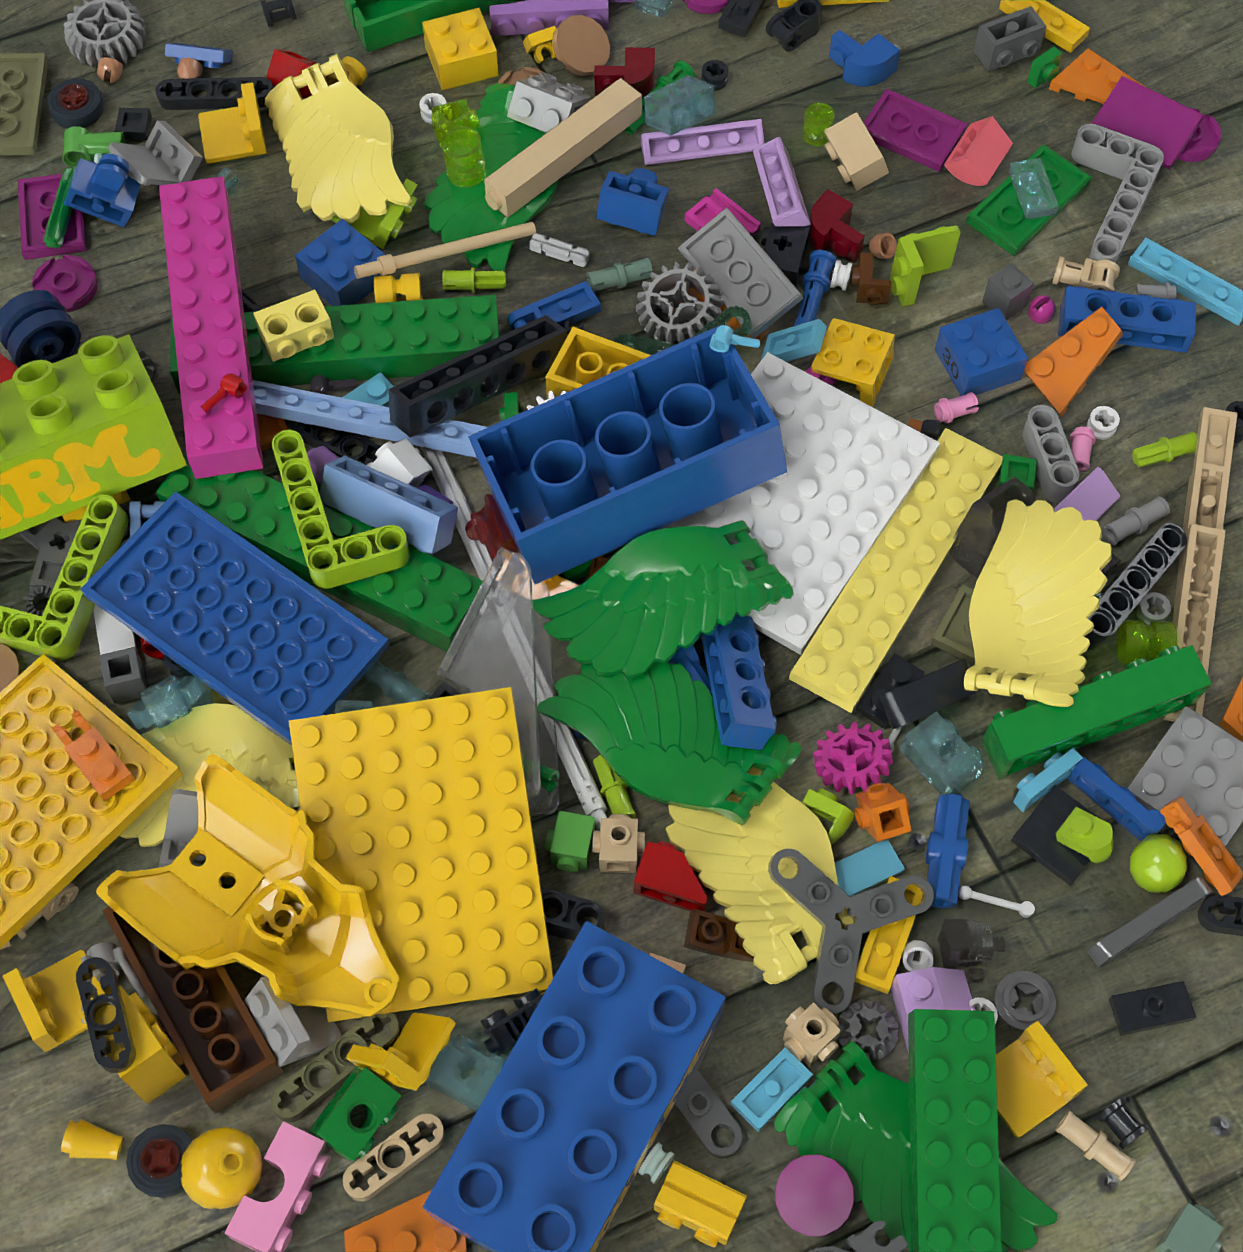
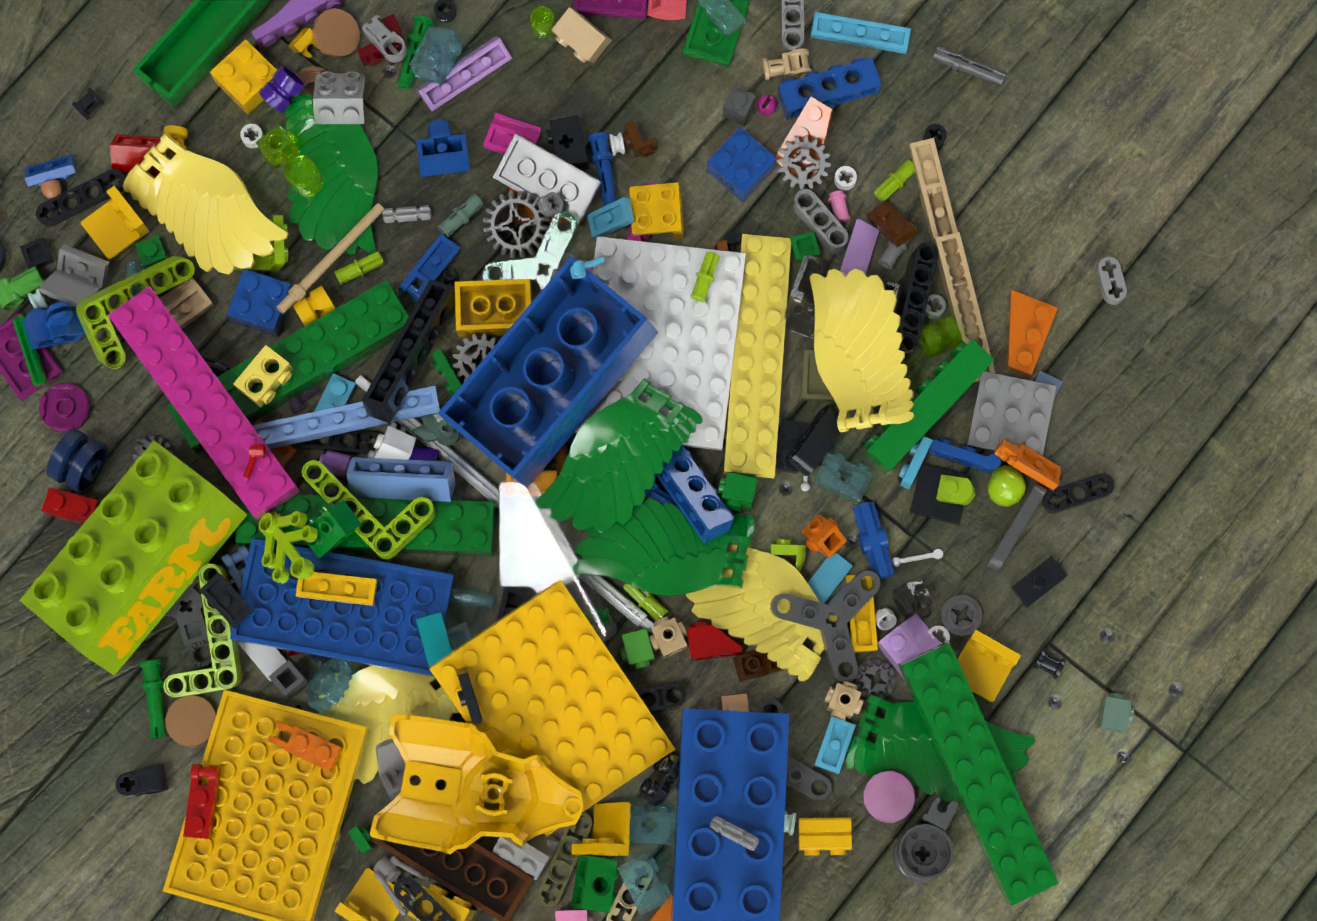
camera: 25 degrees left, 15 degrees up
(93, 915) = (362, 839): none -> green plate
(101, 541) = (226, 600): none -> black plate
(152, 233) = (123, 291): none -> lime beam
(196, 514) = (271, 526): none -> lime plant
(237, 586) = (338, 588): none -> yellow plate
(256, 173) = (151, 251): none -> green plate
(261, 234) = (186, 302): none -> tan plate
(269, 512) = (333, 527): none -> green brick
(316, 773) = (467, 696): none -> black plate
(322, 692) = (434, 637): none -> teal tile
(410, 1122) = (631, 874): none -> clear light blue brick
(465, 476) = (436, 428): none -> sand green plate
(490, 66) = (283, 87): none -> dark purple wheel
(490, 528) = (474, 459): clear red hips -> none
(563, 148) = (371, 134): tan brick -> none
(569, 1118) = (734, 833): none -> light grey axle
(629, 62) = (383, 38): none -> light grey piece
(736, 291) = (555, 202): none -> light grey bush
(780, 184) = (540, 89): lavender slope -> none
(798, 706) = (737, 491): none -> green brick
(830, 227) = (588, 109): dark red brick -> none
(853, 757) = (798, 509): dark pink gear -> none
(876, 442) = (705, 276): none -> lime axle
(883, 245) = (637, 101): nougat hinge -> none
(919, 256) = (661, 122): lime bracket -> none
(956, 407) = (742, 213): bright pink pin -> none
(1073, 381) = (791, 161): none -> light grey gear
(1095, 1145) = (1039, 685): tan pin -> none
(1140, 491) = (891, 224): none -> reddish brown plate
(1159, 291) = (840, 57): light grey pin -> none

